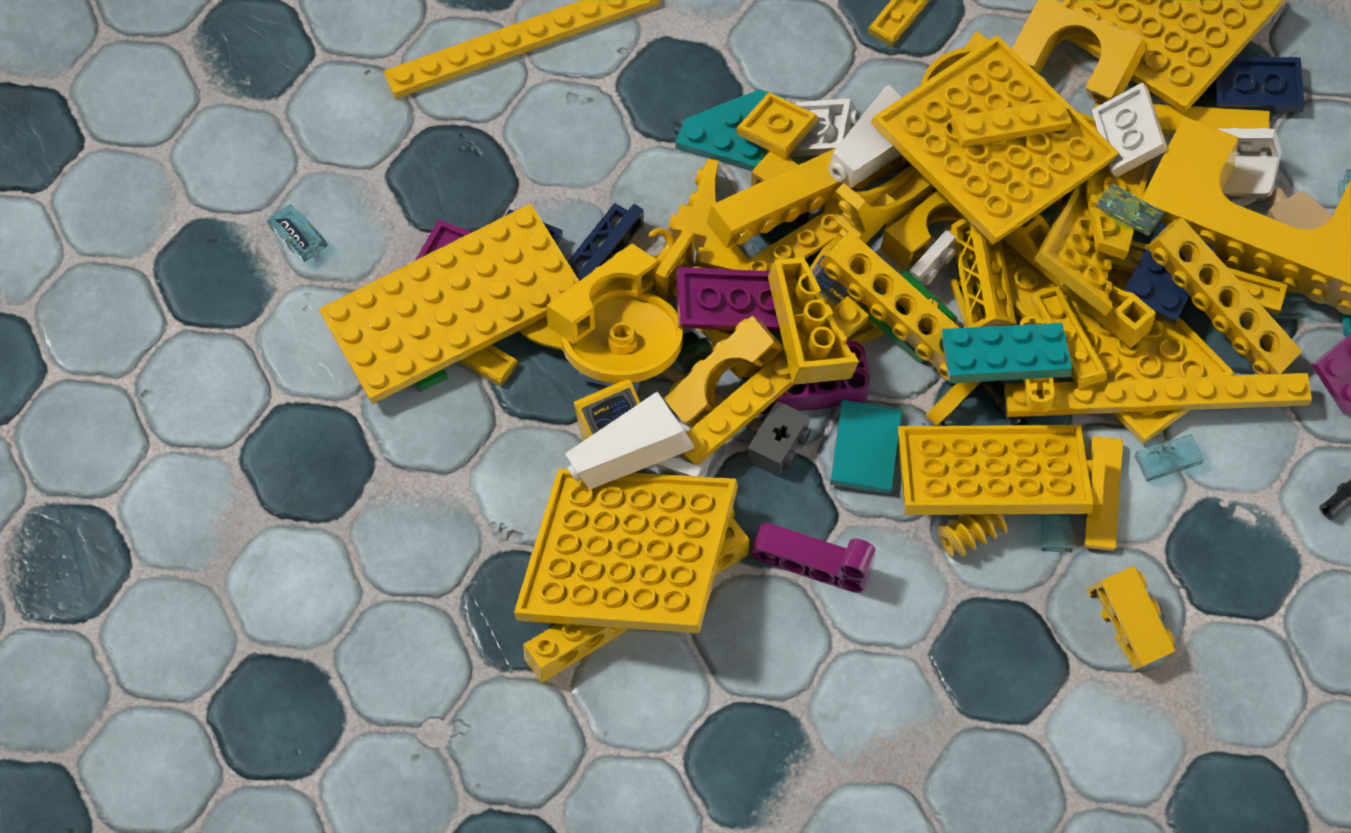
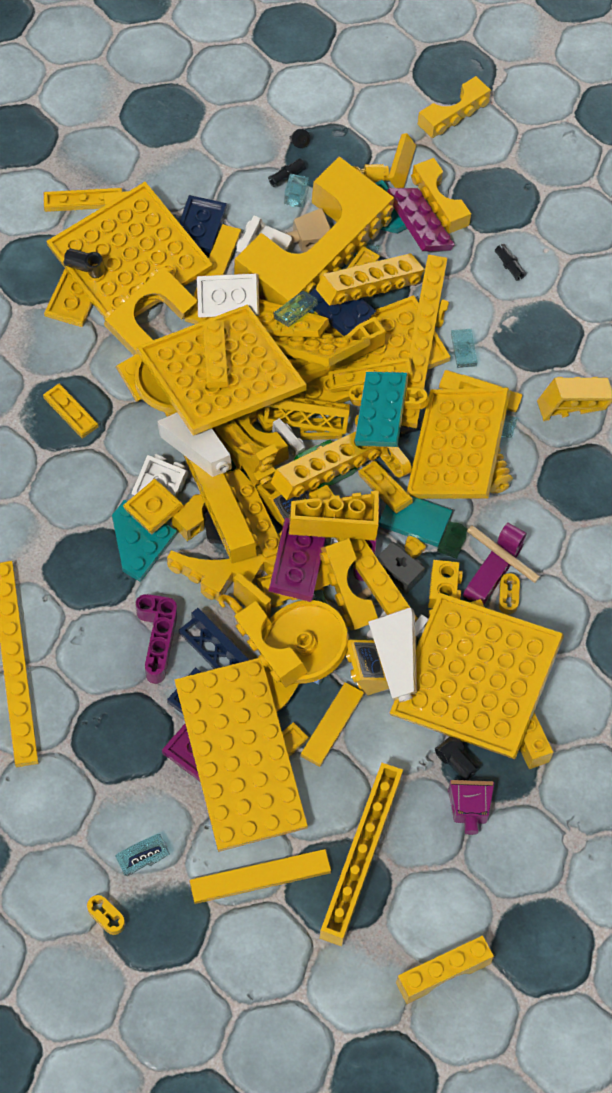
camera: 80 degrees left, 0 degrees up
(209, 212) = (109, 911): none -> yellow beam
(223, 604) = (456, 962): none -> yellow arch
(299, 369) = (259, 876): none -> yellow tile
(348, 469) = (361, 854): none -> yellow brick
(451, 589) = (470, 803): none -> magenta torso
(511, 563) = (453, 753): none -> black piece
(523, 407) = (332, 724): none -> yellow tile
(549, 181) = (158, 640): none -> magenta beam
(766, 491) = (441, 584): none -> yellow brick
(782, 586) = (504, 593): none -> yellow beam
(819, 455) = (414, 547): none -> yellow tile
(830, 557) = (503, 554): none -> tan bar
(844, 501) = (453, 540): none -> clear green bracket
(901, 397) = (388, 488): none -> yellow tile
(1217, 415) = (443, 306): none -> yellow tile

